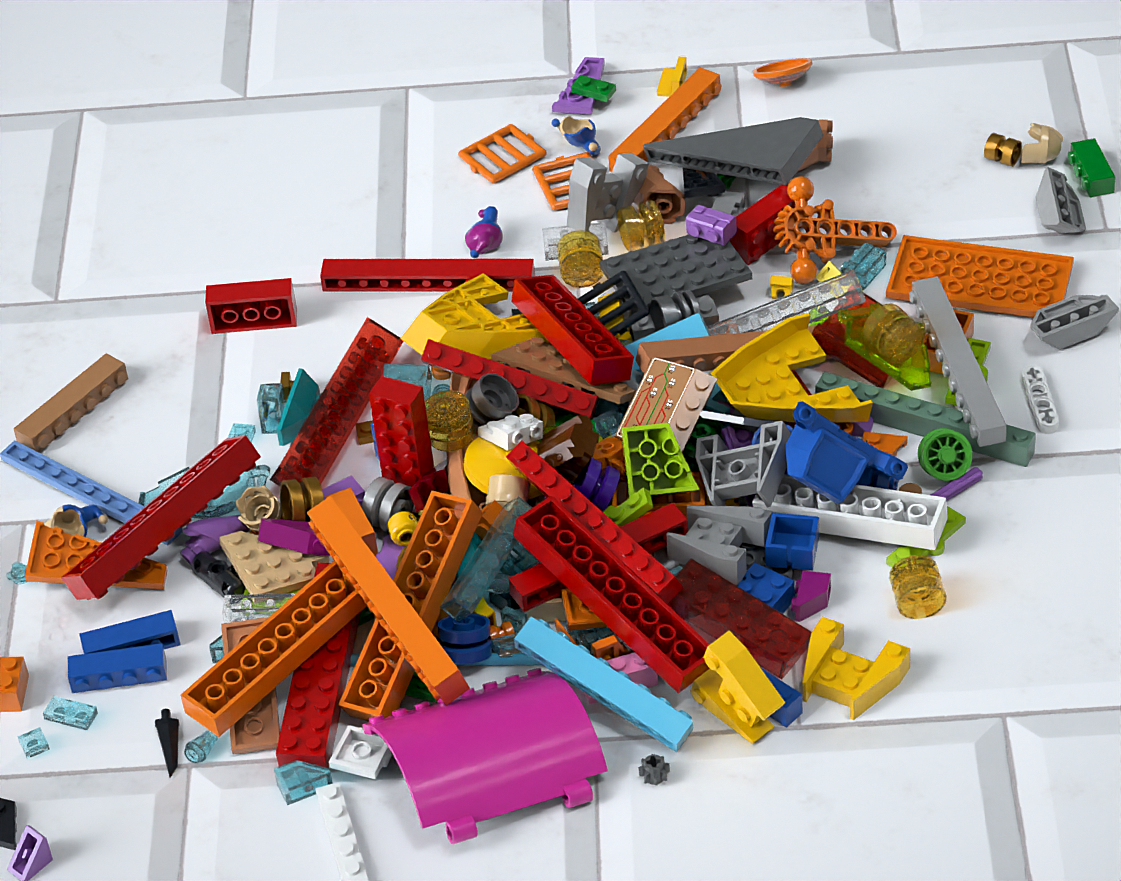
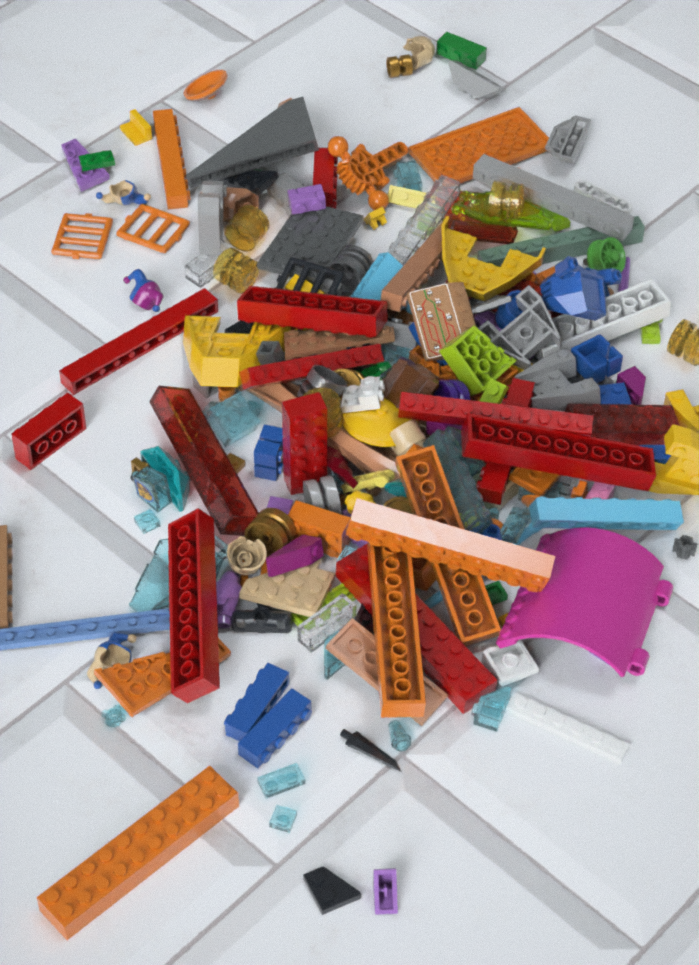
camera: 50 degrees left, 5 degrees up
(485, 343) = (270, 352): none -> dark grey brick

